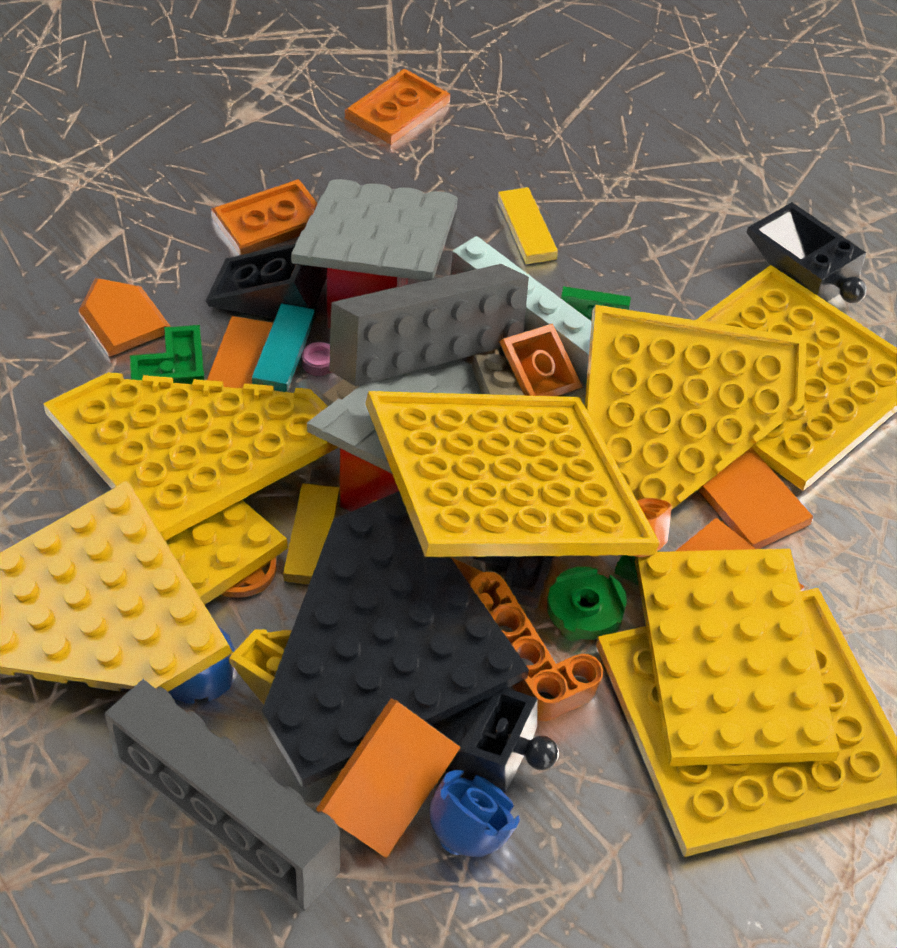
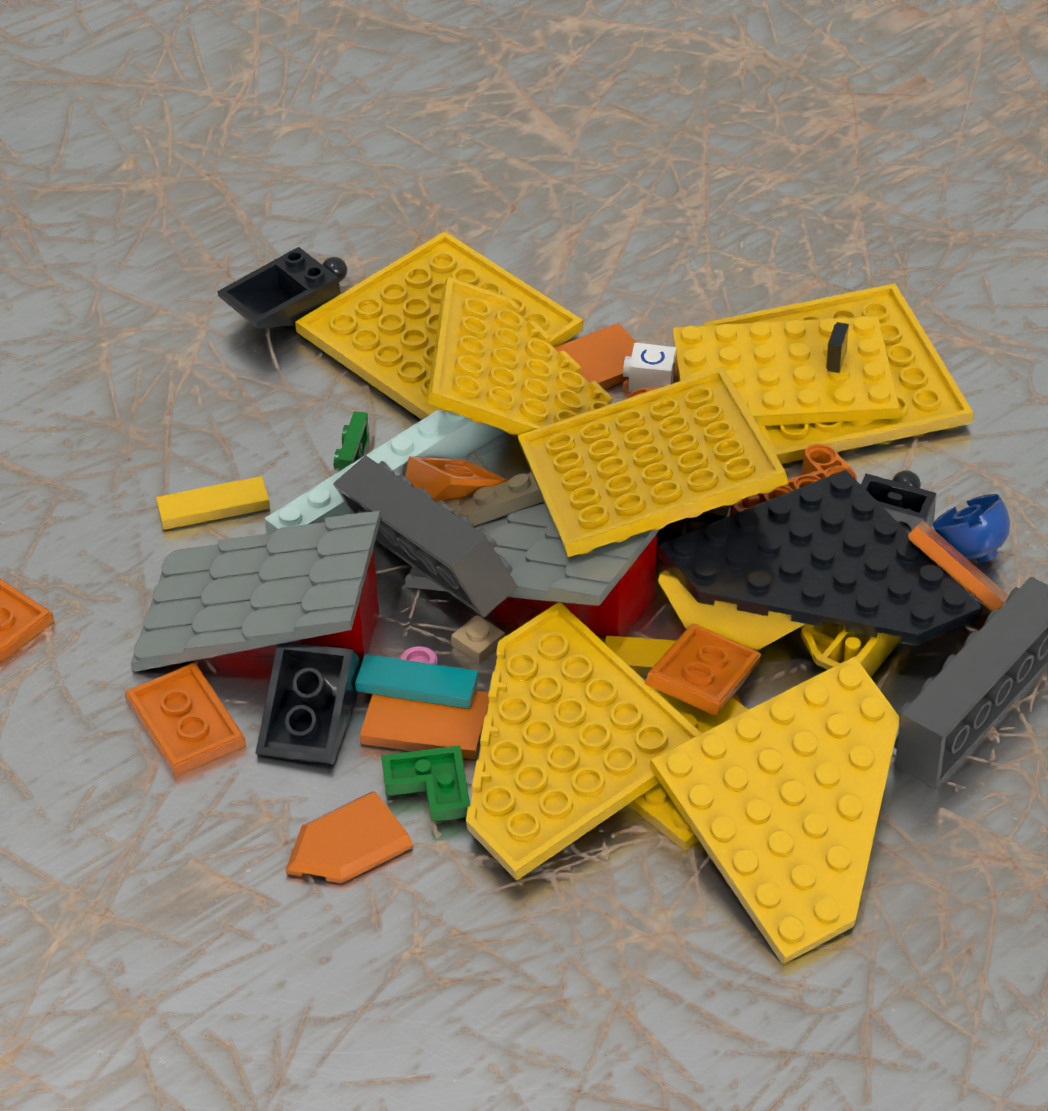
camera: 85 degrees left, 5 degrees down
(262, 544) = (703, 669): none -> orange tile
(721, 525) = (650, 366): none -> white brick
(745, 683) = (837, 347): none -> black tile

